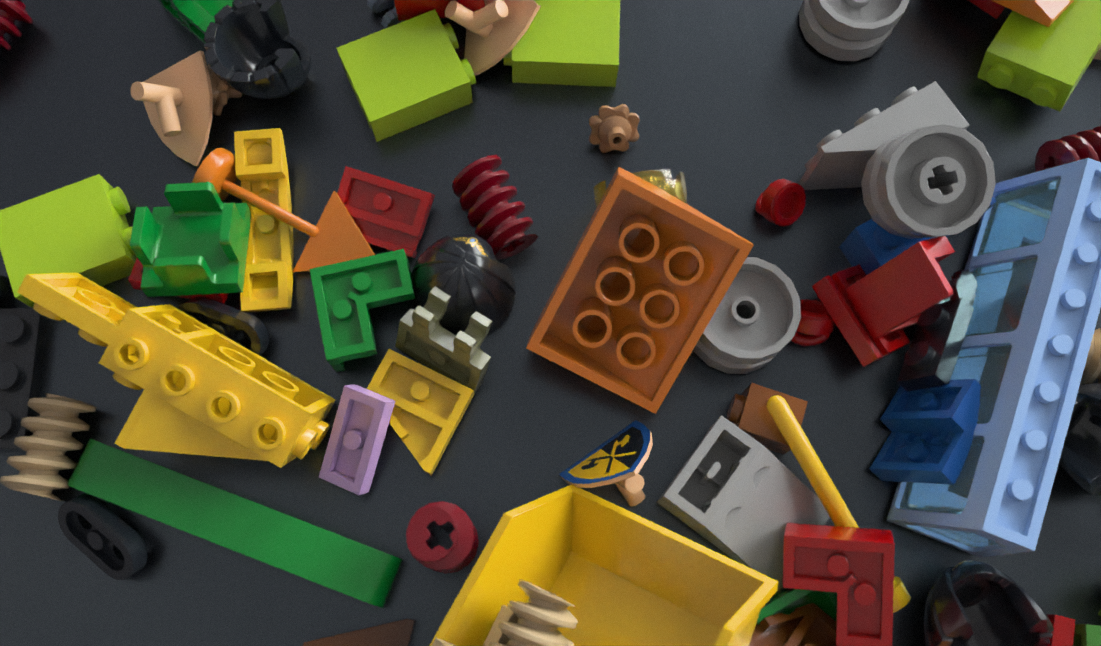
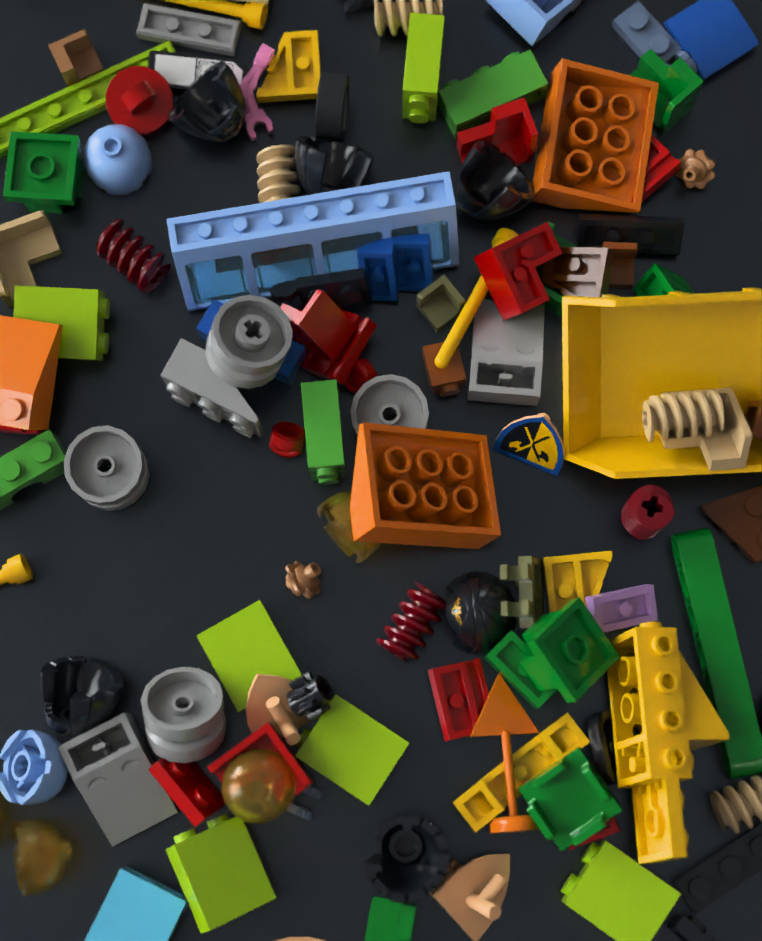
camera: 115 degrees left, 5 degrees up
(343, 332) = (567, 651): none -> green panel
(484, 49) = (310, 695): none -> black gear
(778, 226) = (323, 431): none -> bright green brick
(853, 461) = (440, 303): none -> olive panel

